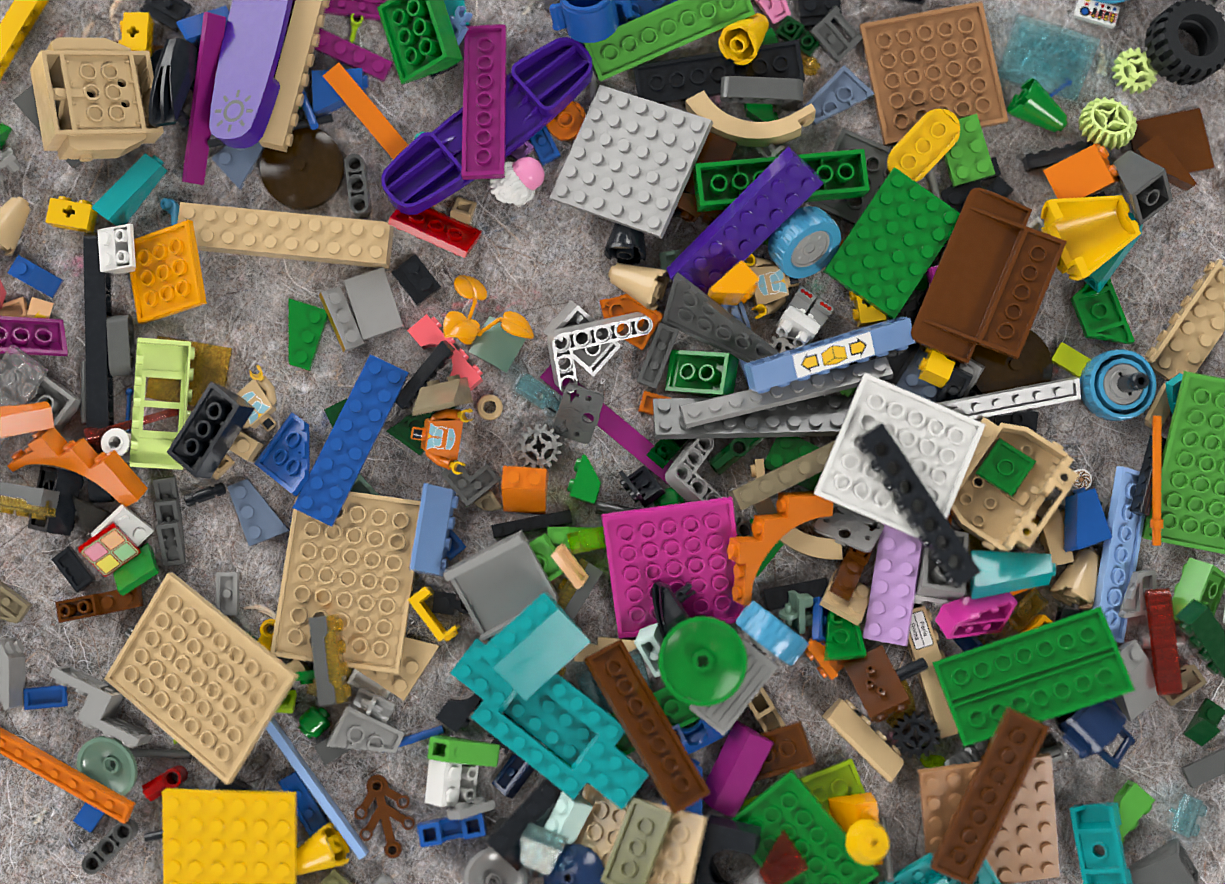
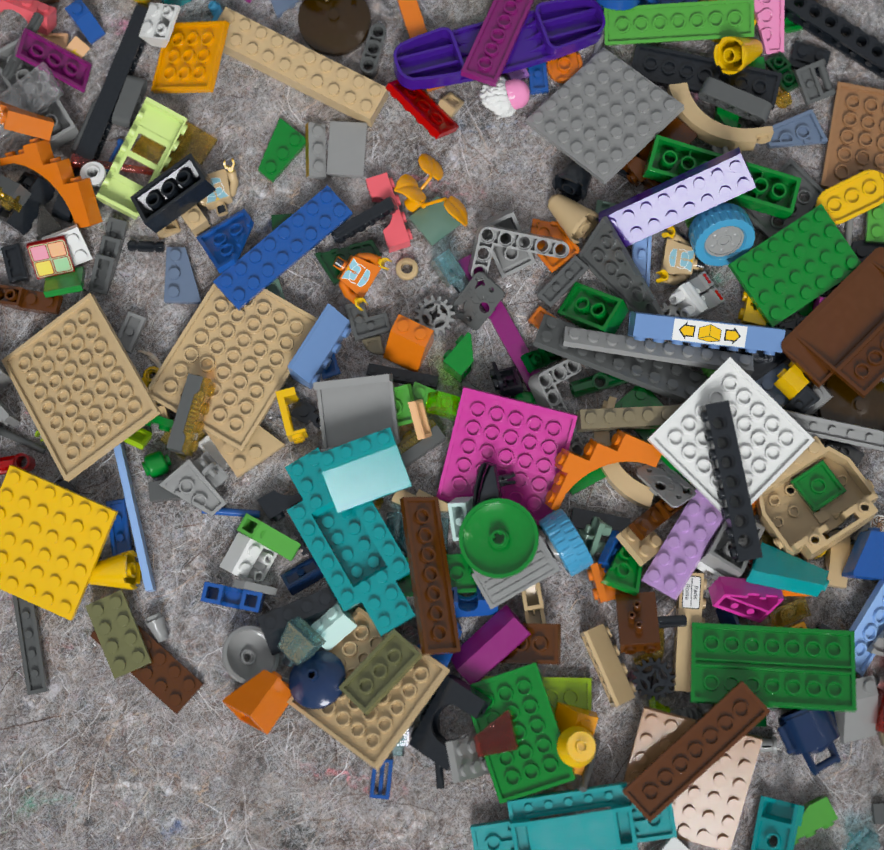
camera: 20 degrees right, 5 degrees down
(384, 813) = (181, 563): reddish brown plant -> none
(416, 279) = (389, 144): black plate -> none
(442, 395) = (373, 240): dark tan slope -> none
(735, 286) = (649, 246): light orange slope -> none
(1078, 580) = (843, 606): tan cone -> none

